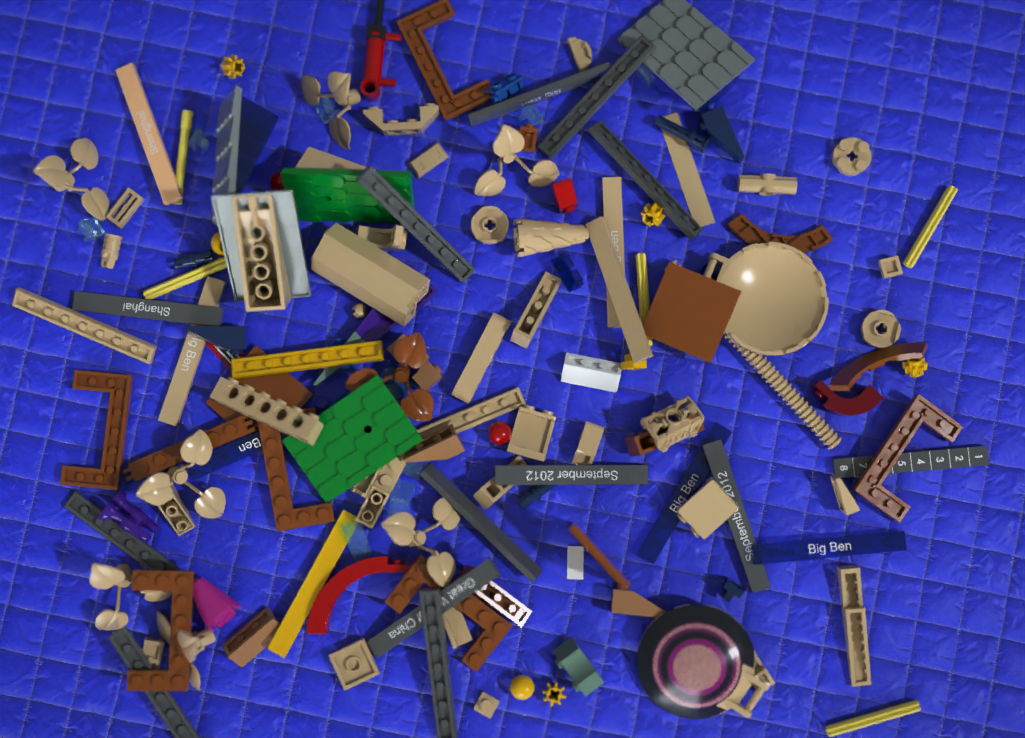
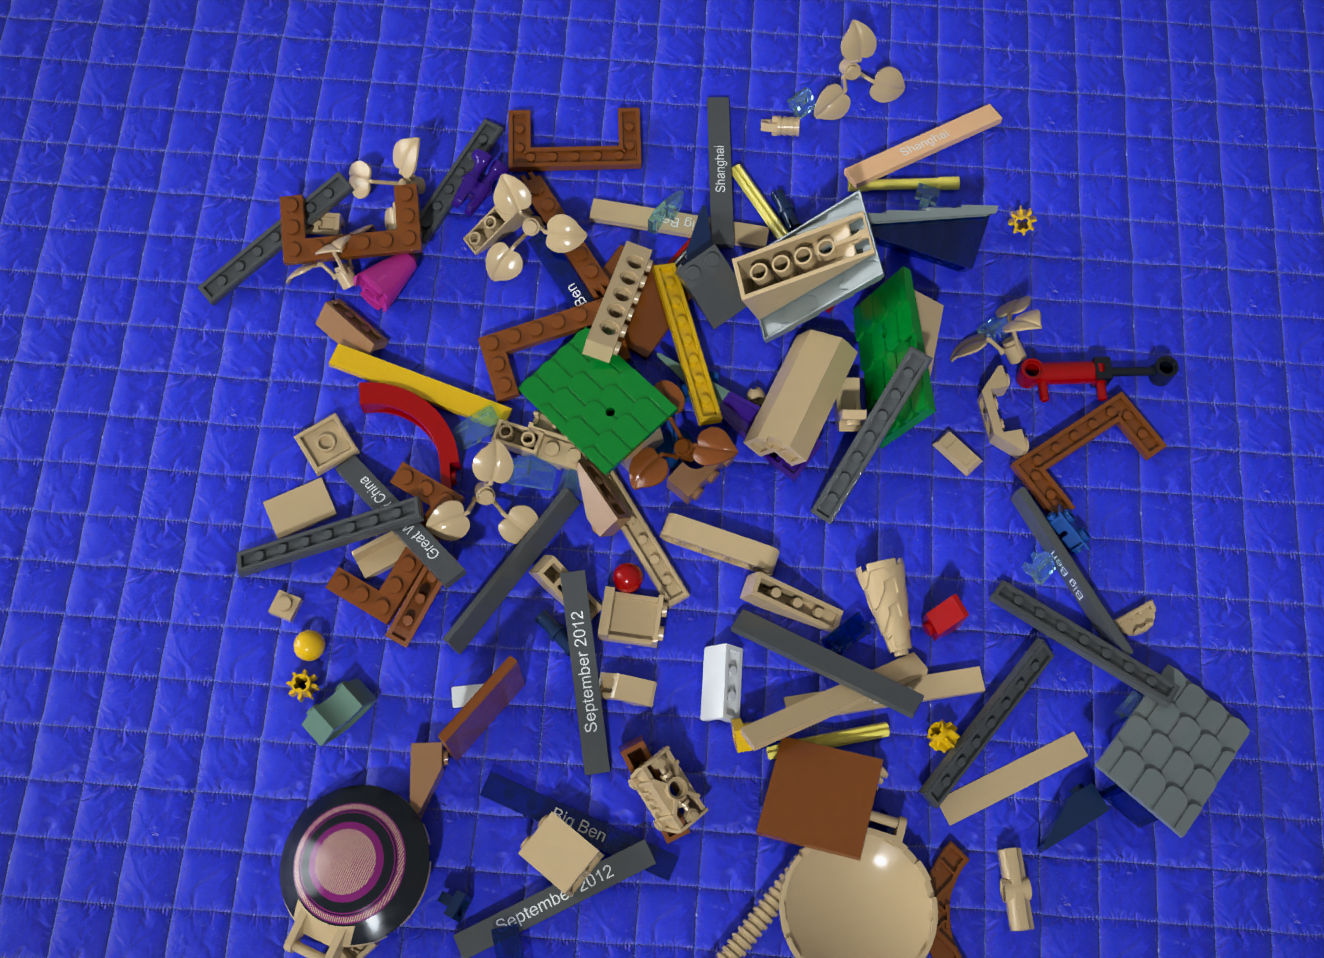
camera: 75 degrees right, 15 degrees down
(84, 325) = (690, 113): tan tile -> none
(131, 211) = (830, 137): tan tile -> none
(180, 358) = (667, 209): none -> clear light blue slope
(259, 332) = (712, 286): none -> dark grey slope
(405, 689) = (300, 508): none -> tan piece
(493, 214) = (898, 524): tan plate -> none
(505, 146) = (996, 533): tan plant -> none
(529, 134) = (1009, 564): dark orange bracket -> none
(588, 291) = (828, 663): none -> dark grey tile
(691, 137) = (1058, 776): dark blue pin -> none

